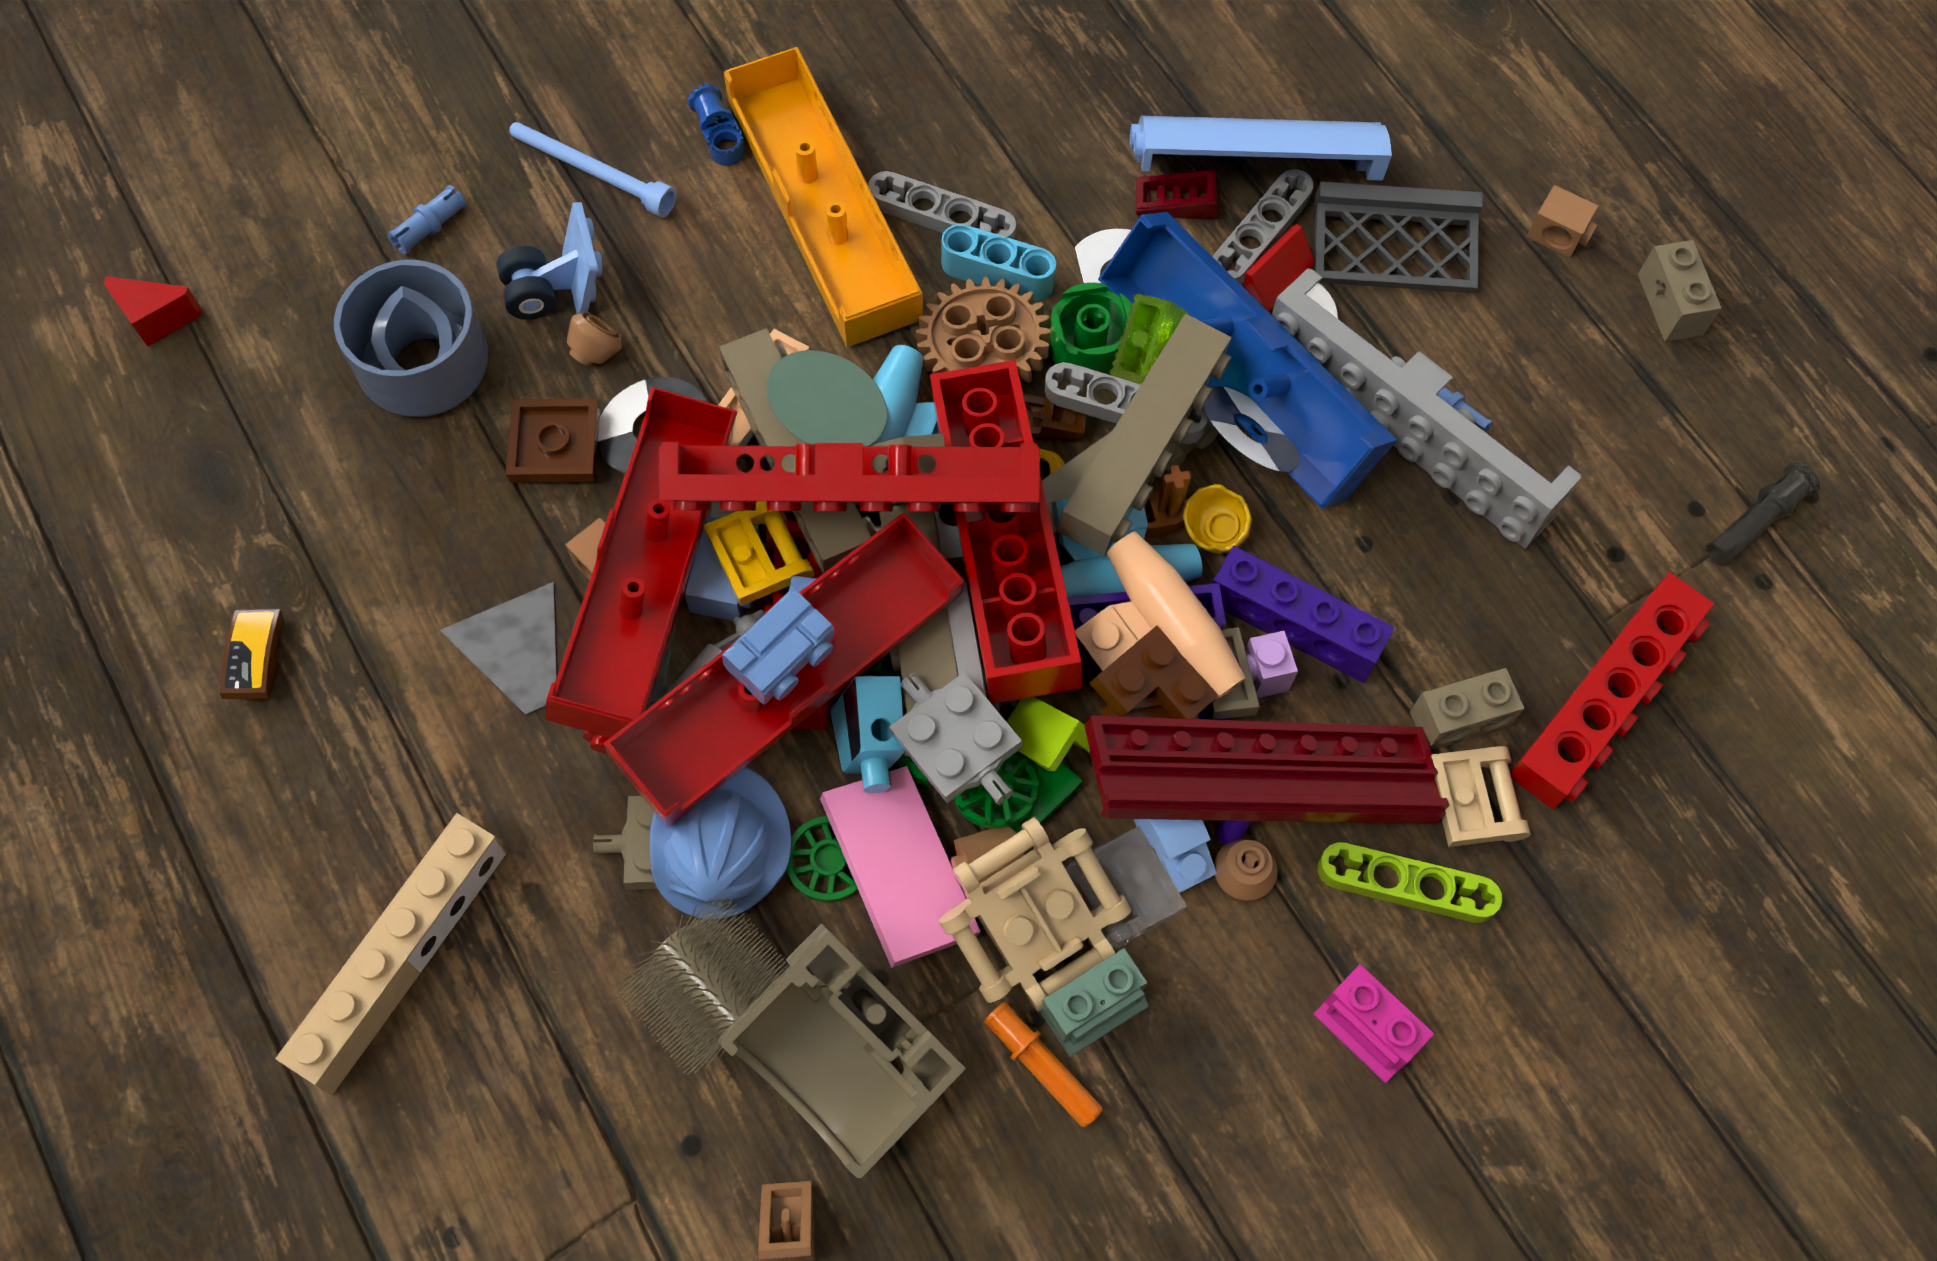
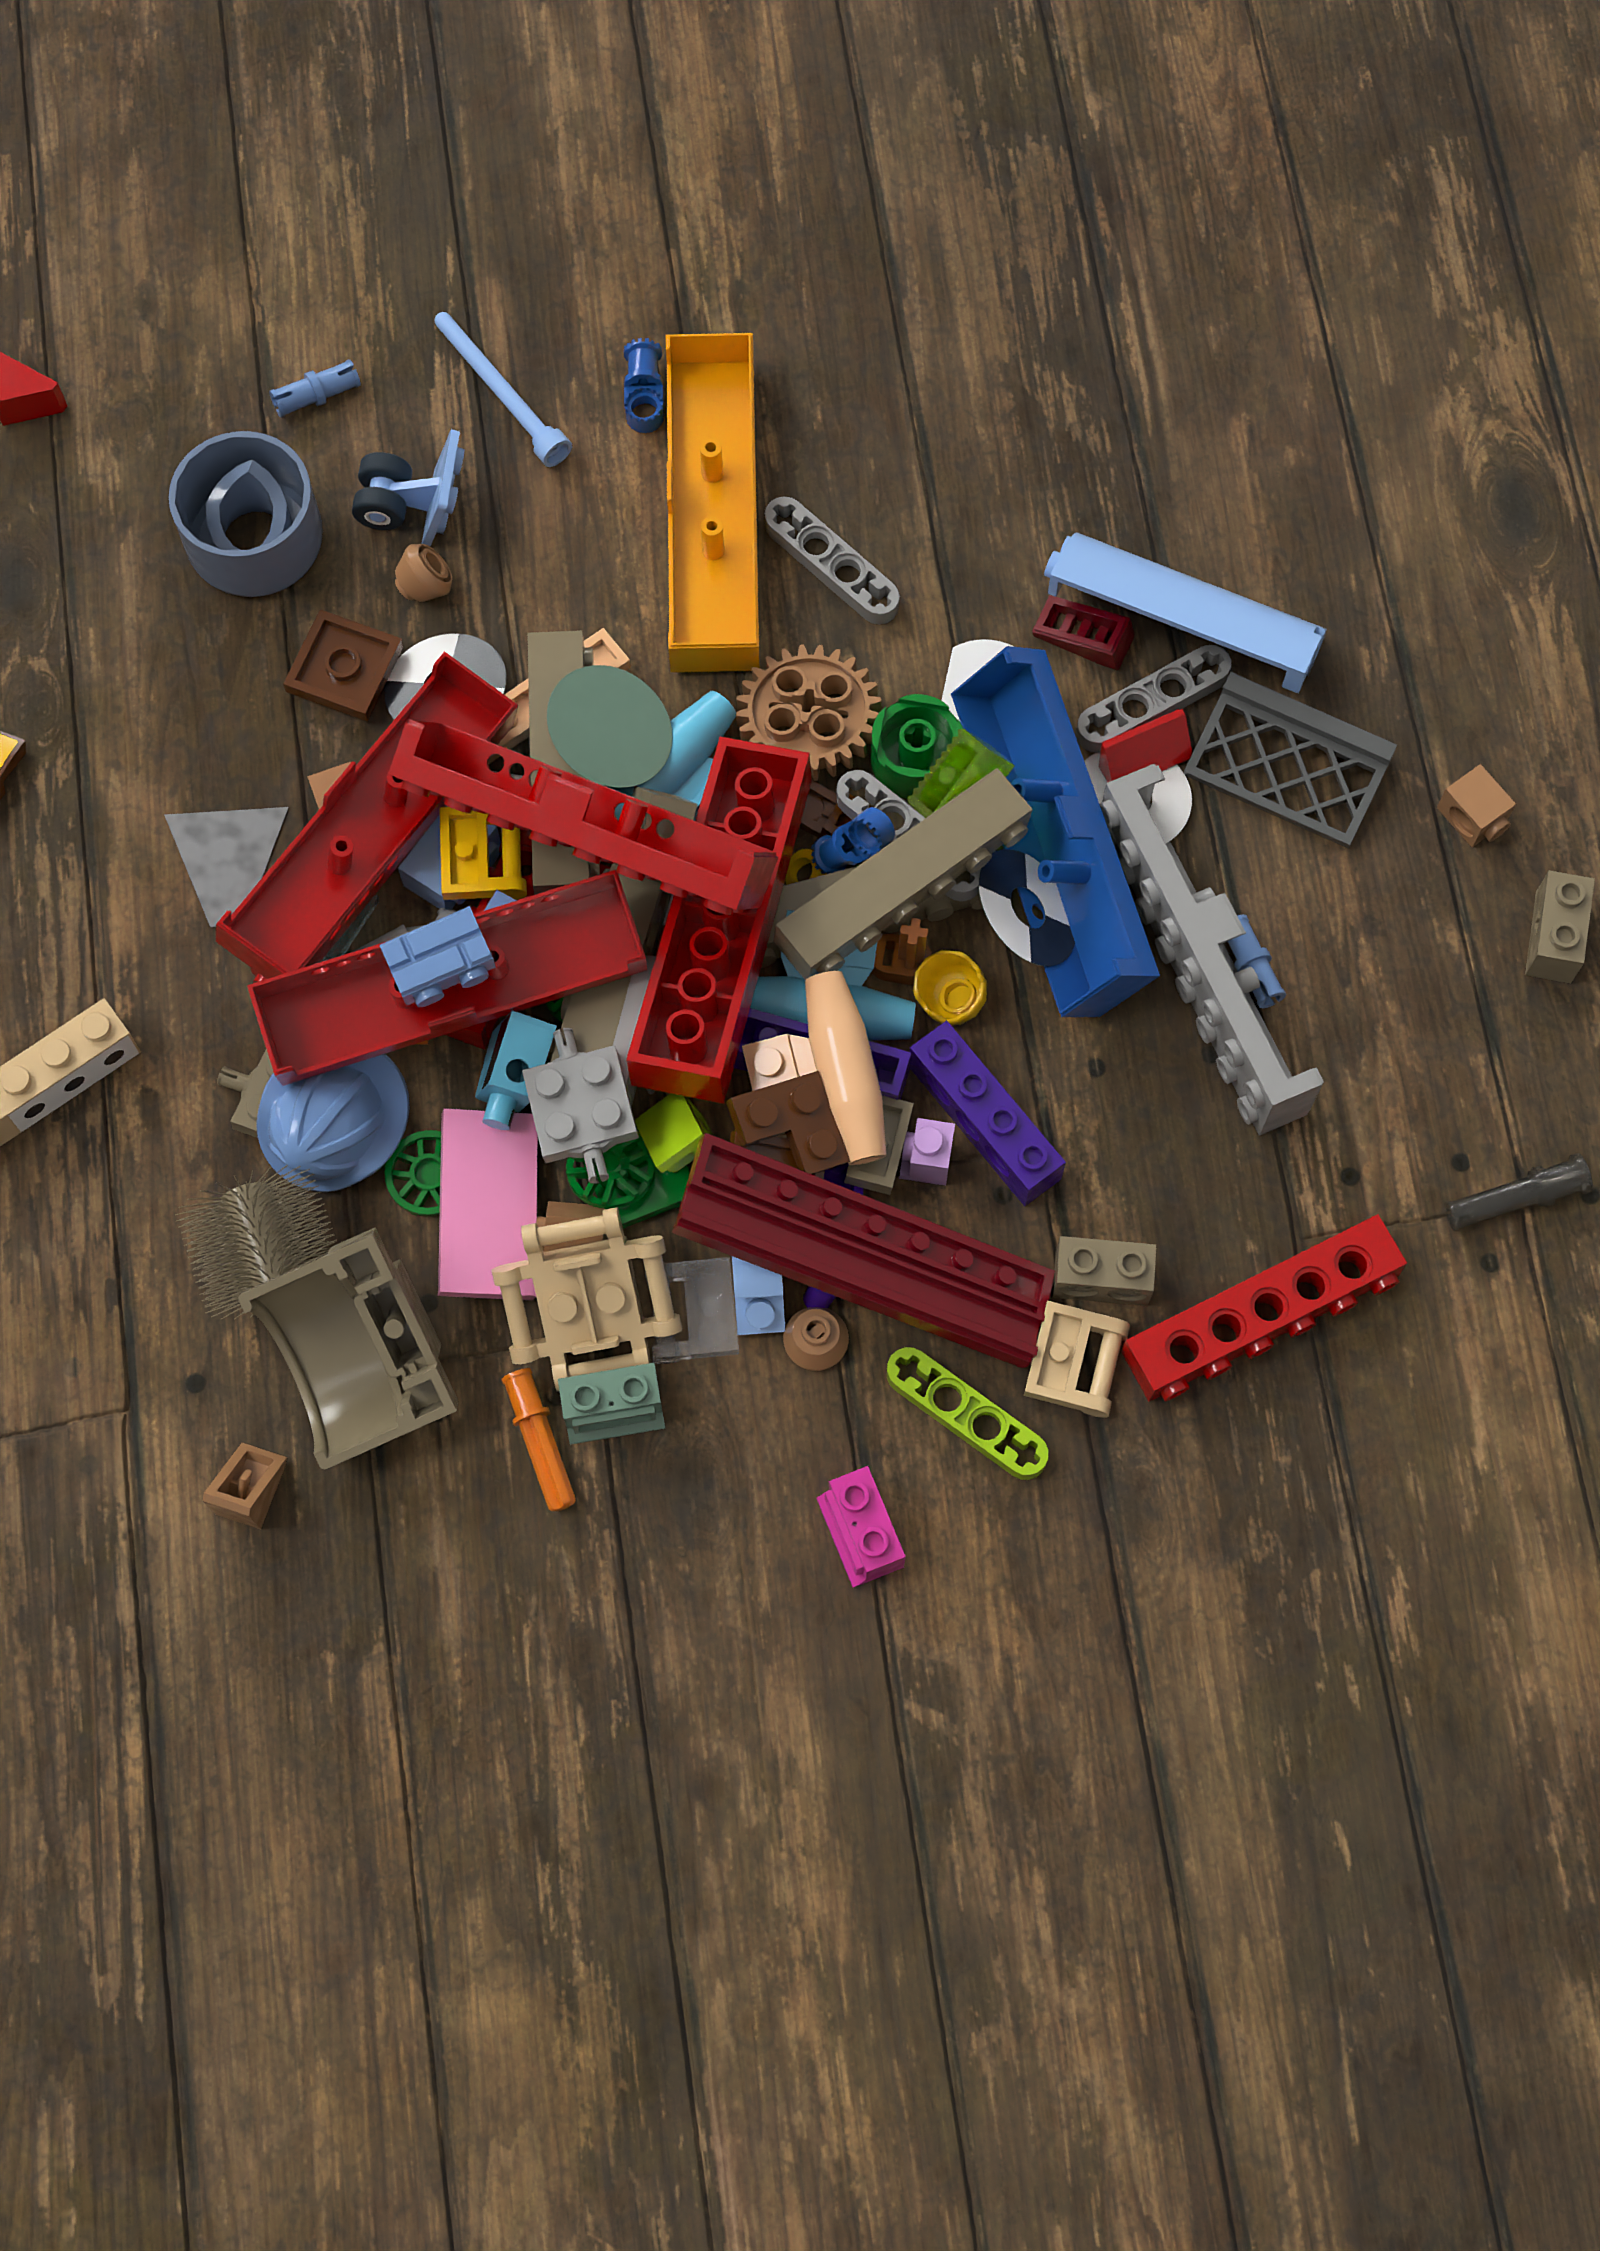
camera: 25 degrees right, 5 degrees up
(985, 248) = (852, 620): medium azure beam -> none
(1081, 425) = (853, 841): none -> blue connector

